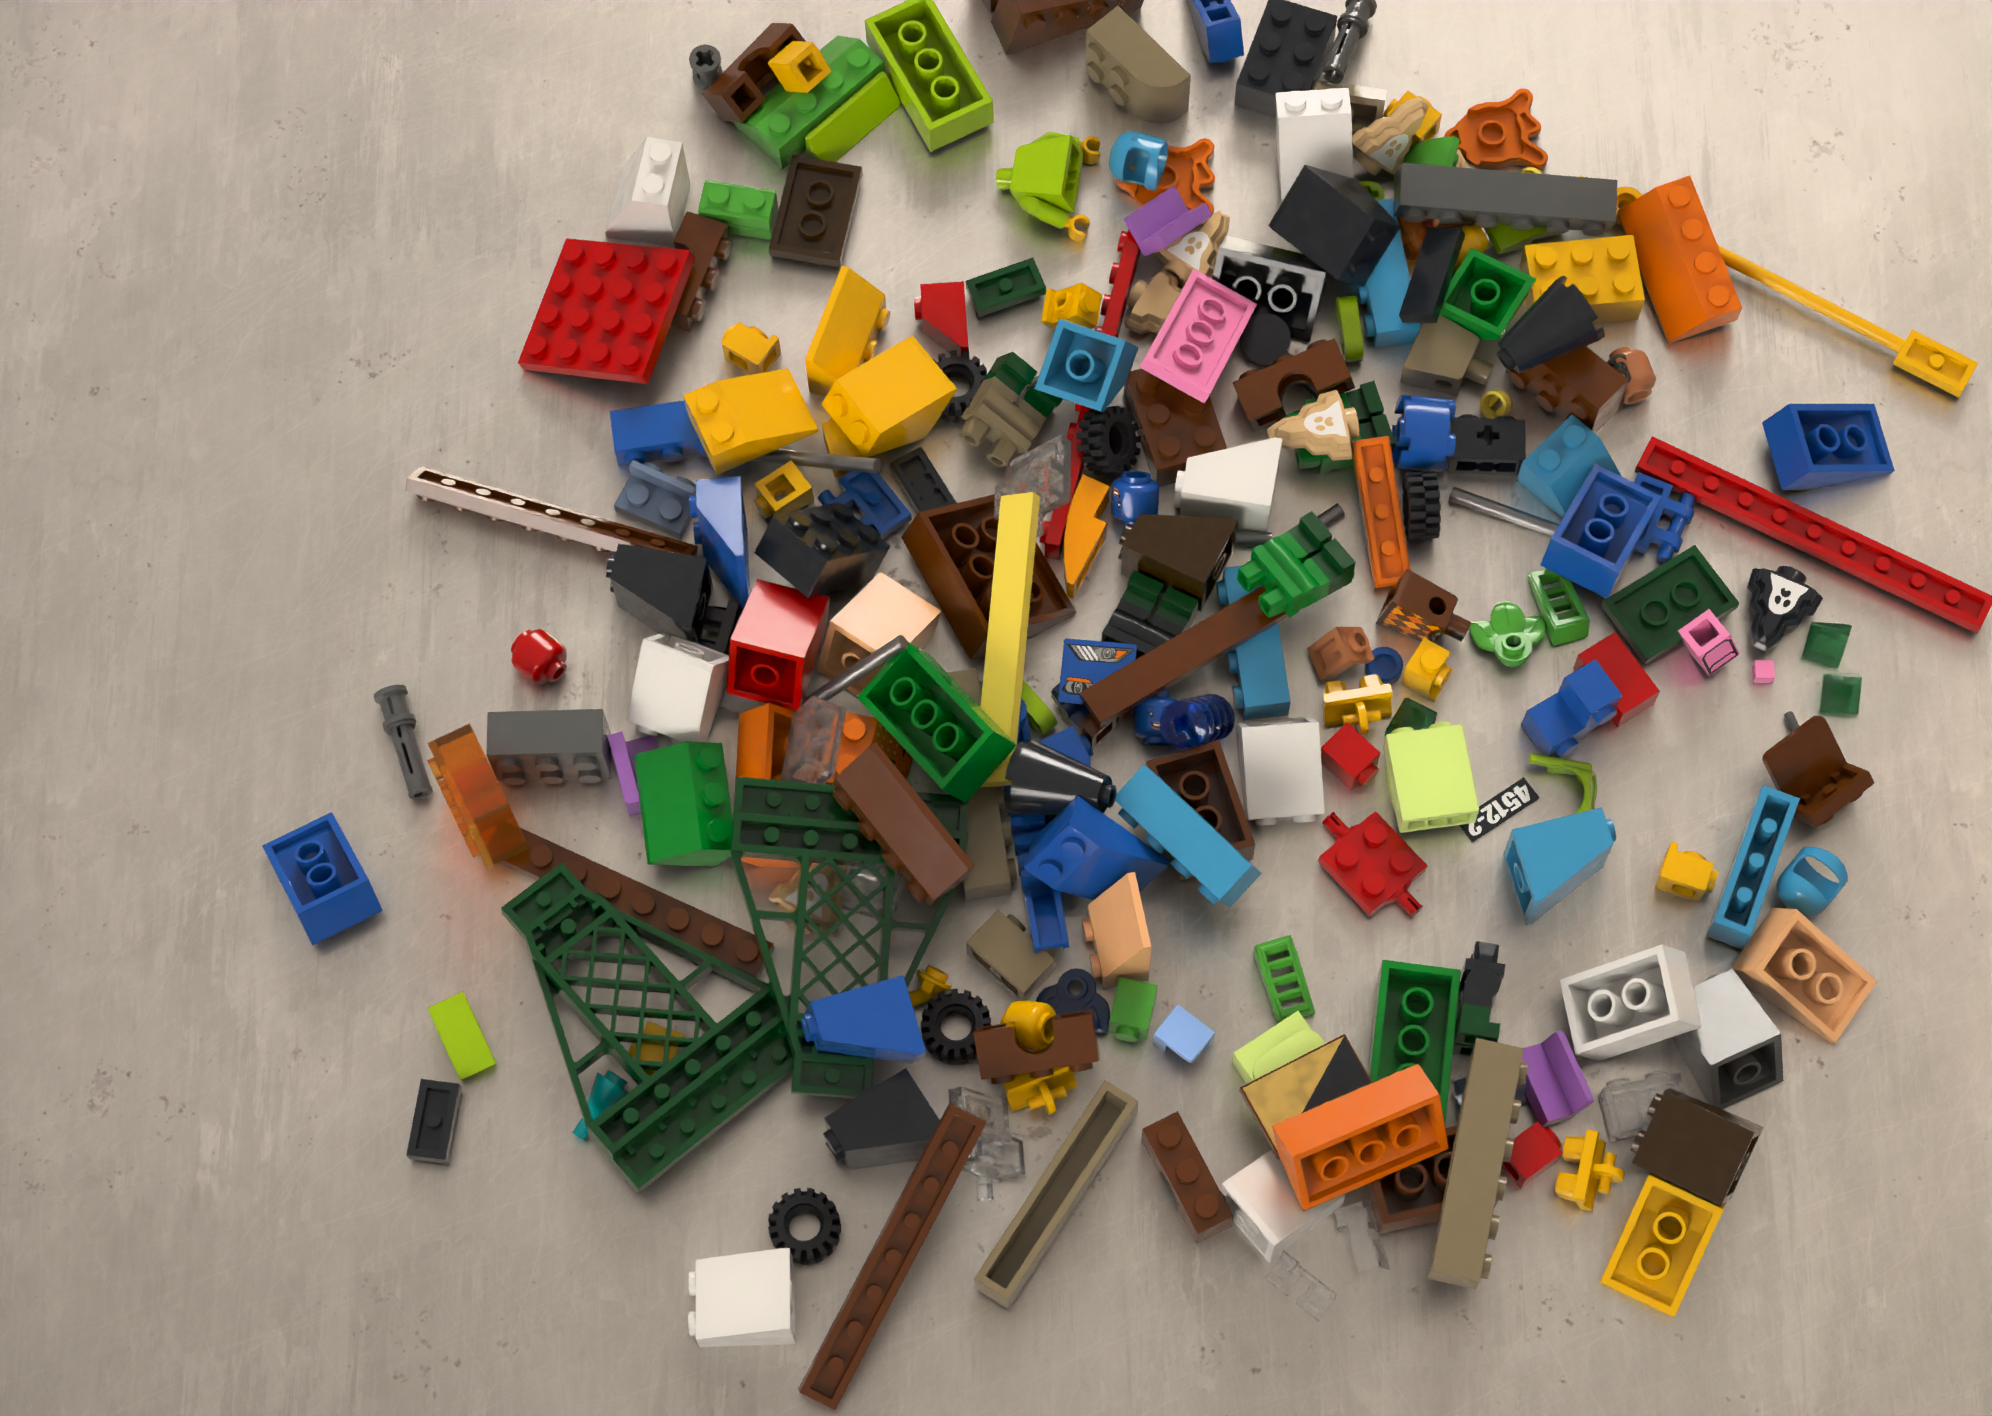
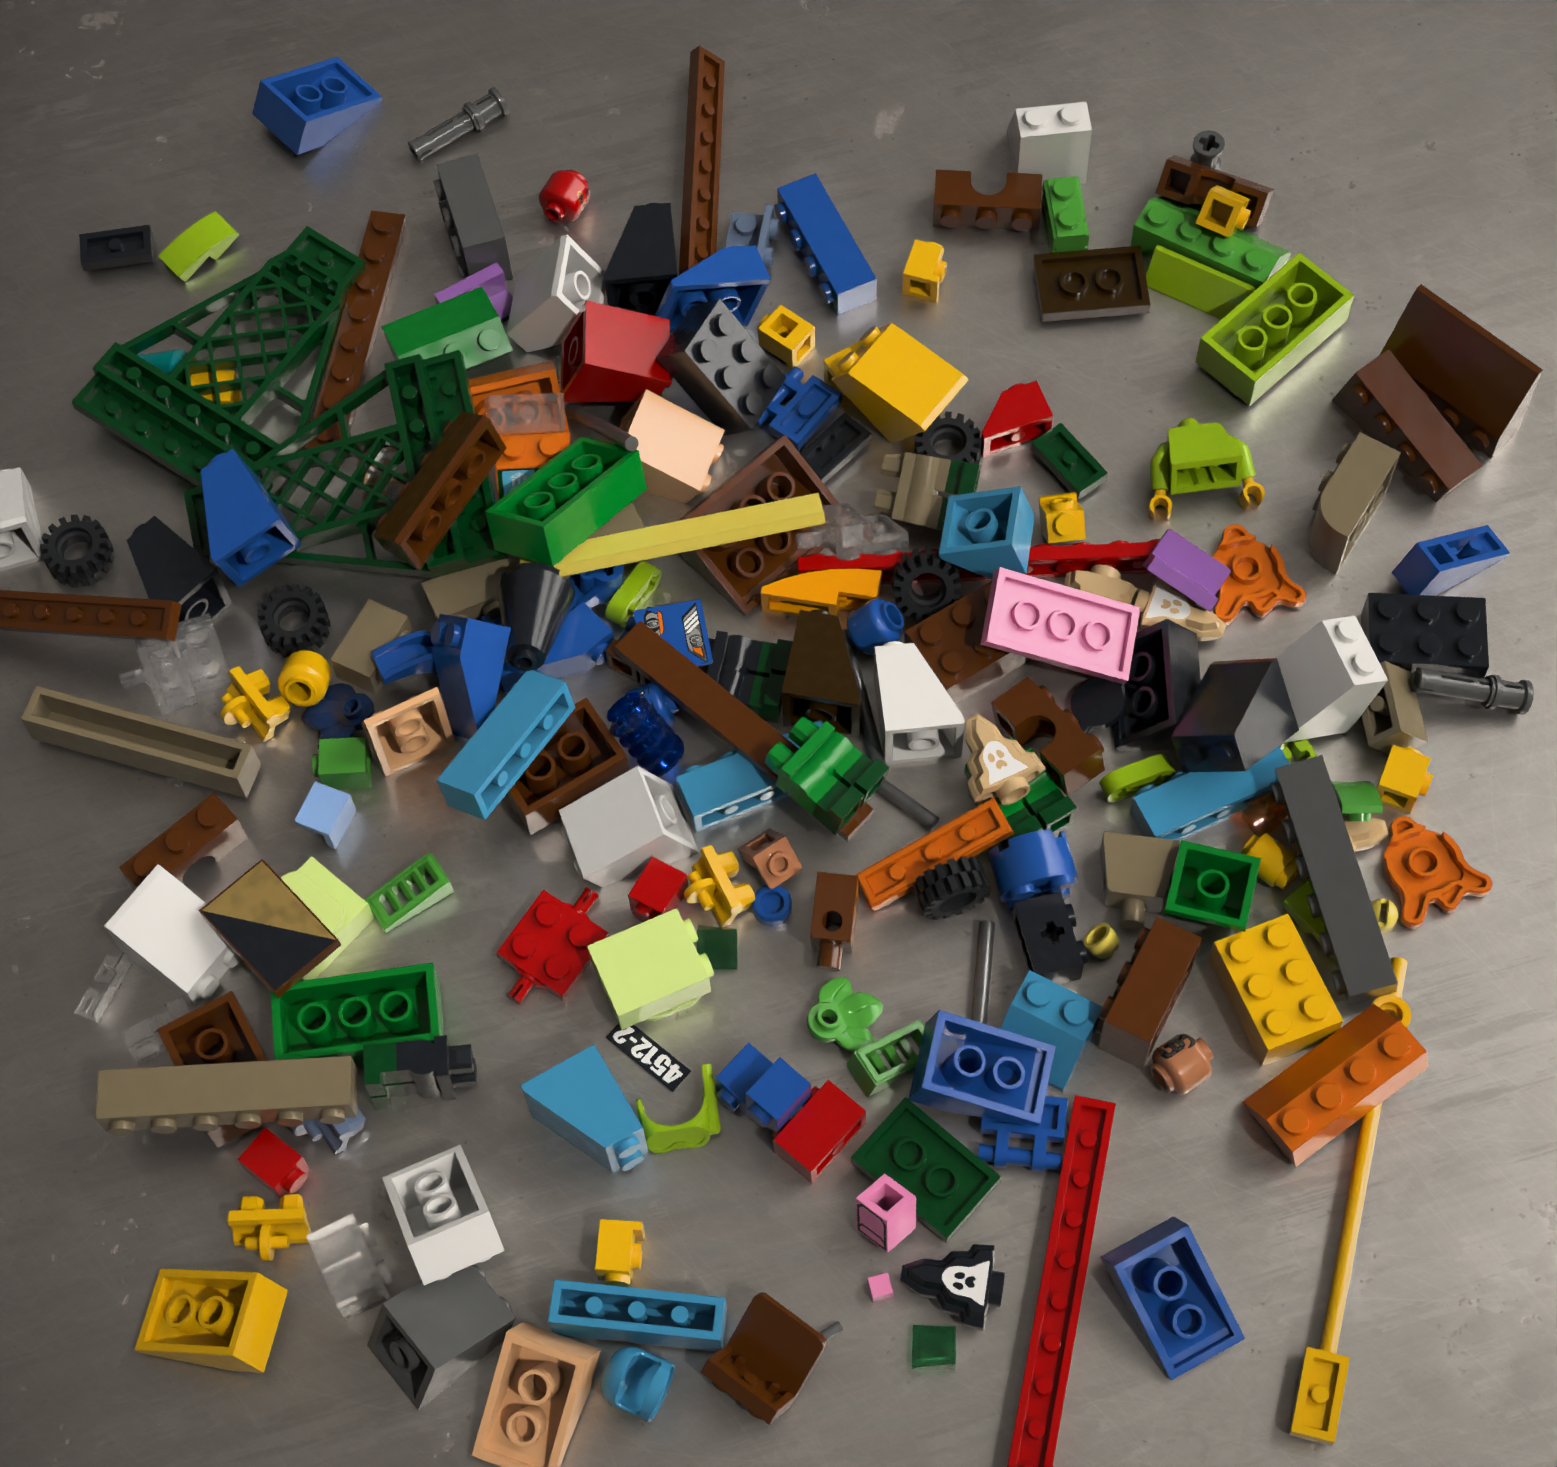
camera: 75 degrees right, 5 degrees down
(477, 795) = (398, 177): clear orange brick -> none
(607, 310) = (919, 144): red plate -> none
(748, 417) = (839, 273): yellow slope -> none
(822, 460) = (821, 344): flat silver bar -> none
(845, 331) = (966, 331): yellow slope -> none
(931, 982) = (331, 587): yellow plate -> none
(1003, 1055) = (256, 653): reddish brown arch -> none
(1143, 152) = (1248, 519): dark azure helmet -> none
(1361, 1136) = (227, 973): orange slope -> none
(1389, 137) = (1361, 752): tan rock -> none
(1427, 670) = (774, 943): yellow brick -> none
(1432, 275) = (1215, 828): black tile -> none
(1550, 328) = (1171, 939): black cone -> none
(1555, 1081) = (355, 1164): medium lavender panel -> none
(1695, 1145) = (301, 1320): dark brown slope -> none
(1840, 693) = (880, 1375): clear green slope -> none

